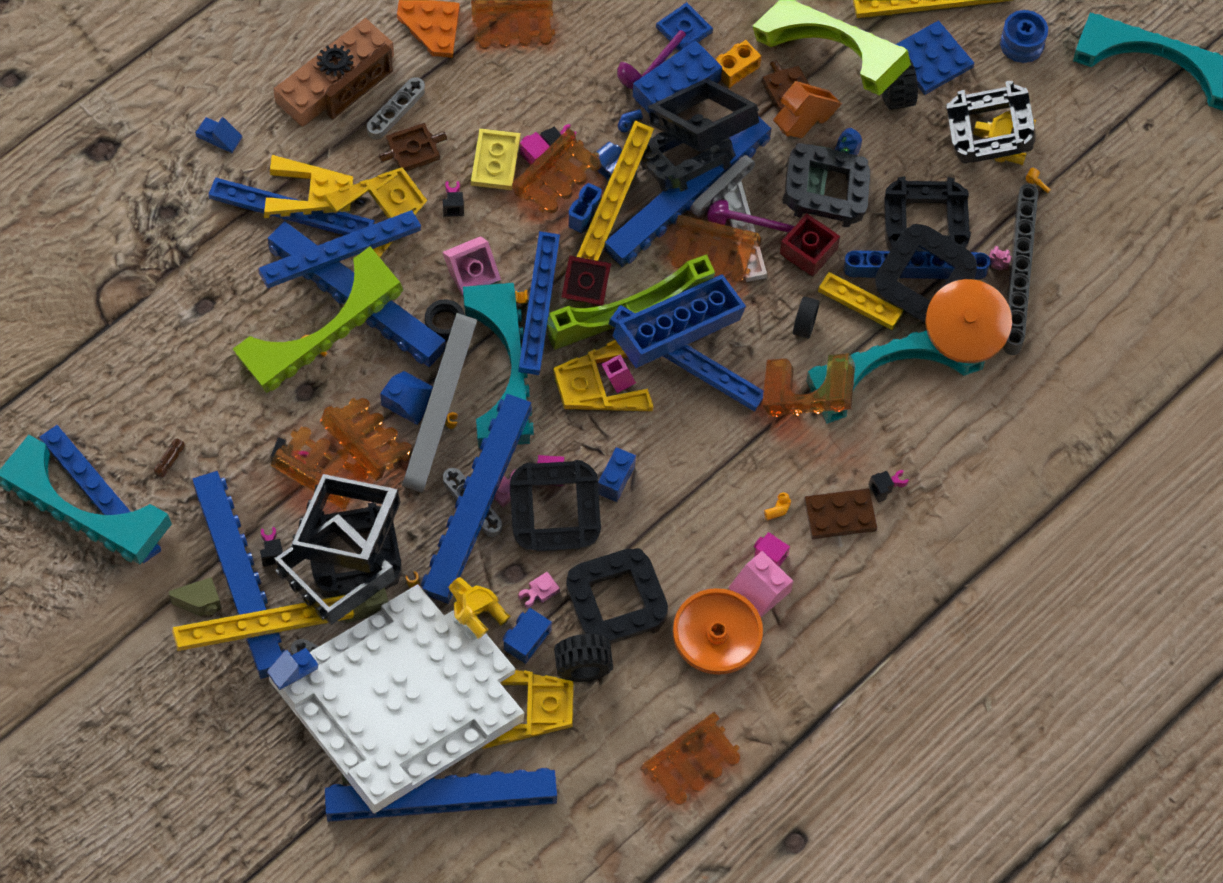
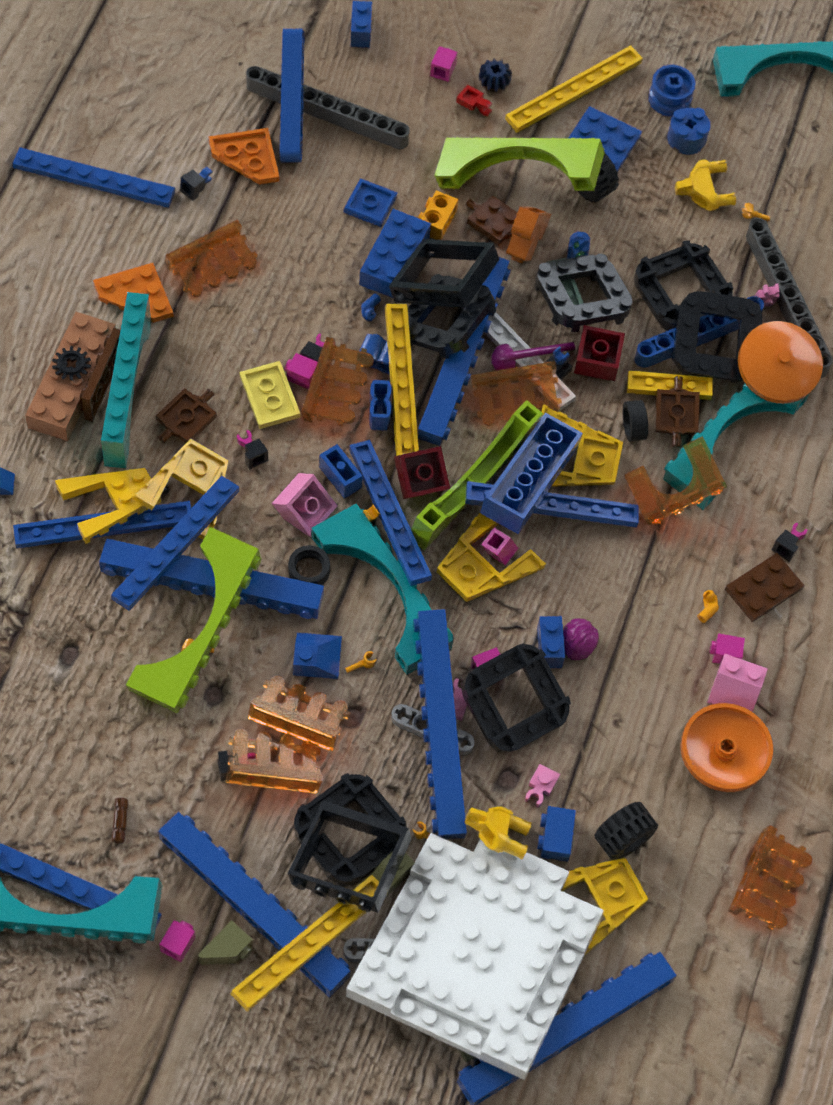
camera: 30 degrees left, 0 degrees up
(161, 574) = (177, 940): none -> dark pink brick
(272, 548) = (273, 864): black piece -> none
(292, 668) = (369, 974): blue slope -> none
(352, 489) = (330, 769): black window -> none
(397, 109) = (146, 385): light grey beam -> none
(407, 51) = (117, 421): none -> teal arch
(439, 403) = (352, 649): light grey beam -> none
(517, 250) = (340, 471): none -> blue brick
(611, 566) = (598, 783): black plate -> none
(628, 74) = (351, 265): magenta piece -> none
(644, 483) = (579, 639): none -> magenta hair
(722, 185) = (493, 332): light grey beam -> none
(752, 335) = (595, 458): none -> yellow wing
(770, 240) = (563, 366): none -> black piece
(851, 326) = (677, 412): none -> reddish brown plate
(1010, 97) = (692, 208): plate -> none
(1020, 71) = (688, 130): none -> blue brick

